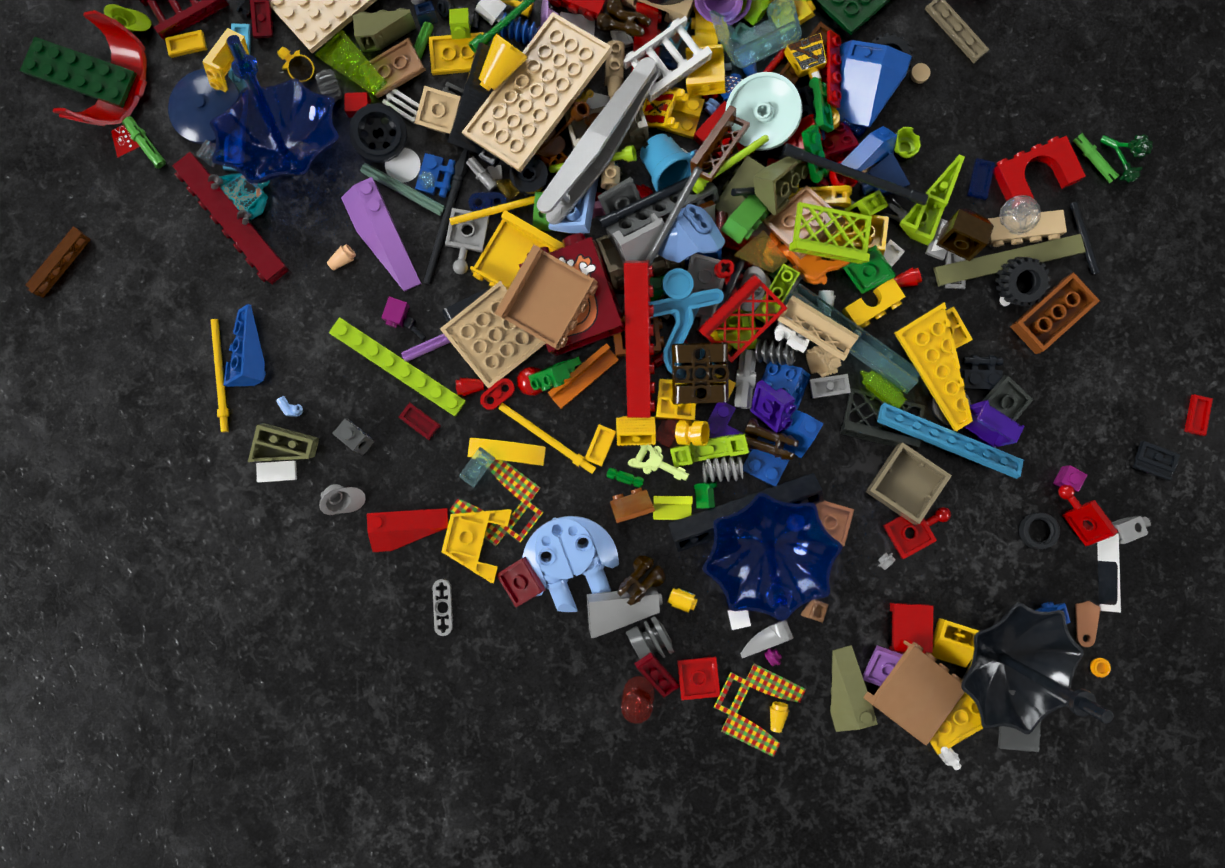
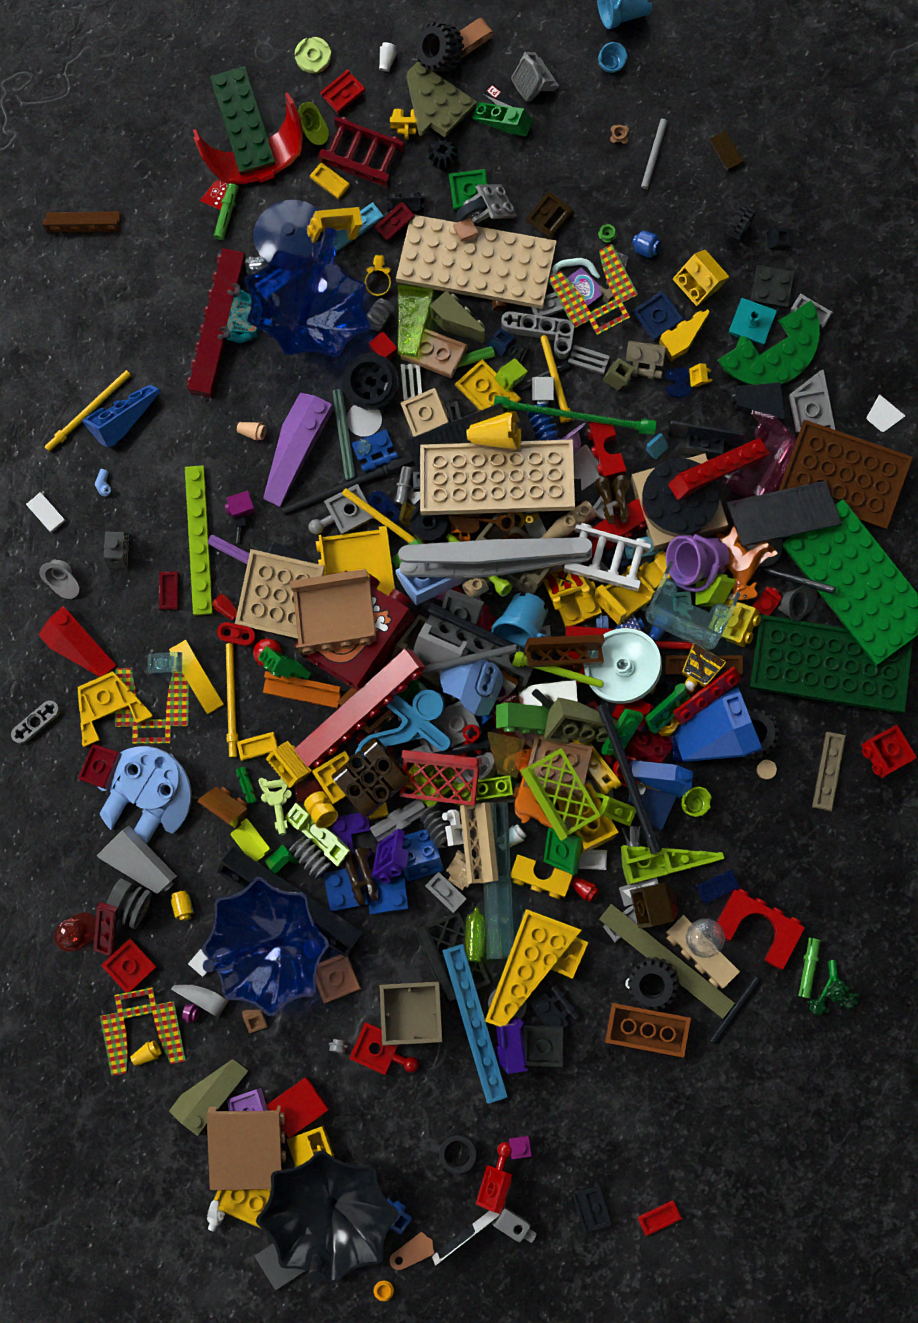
camera: 60 degrees right, 5 degrees down
(281, 444) = (69, 500): olive wedge -> none
(631, 585) = (160, 852): dark brown piece -> none

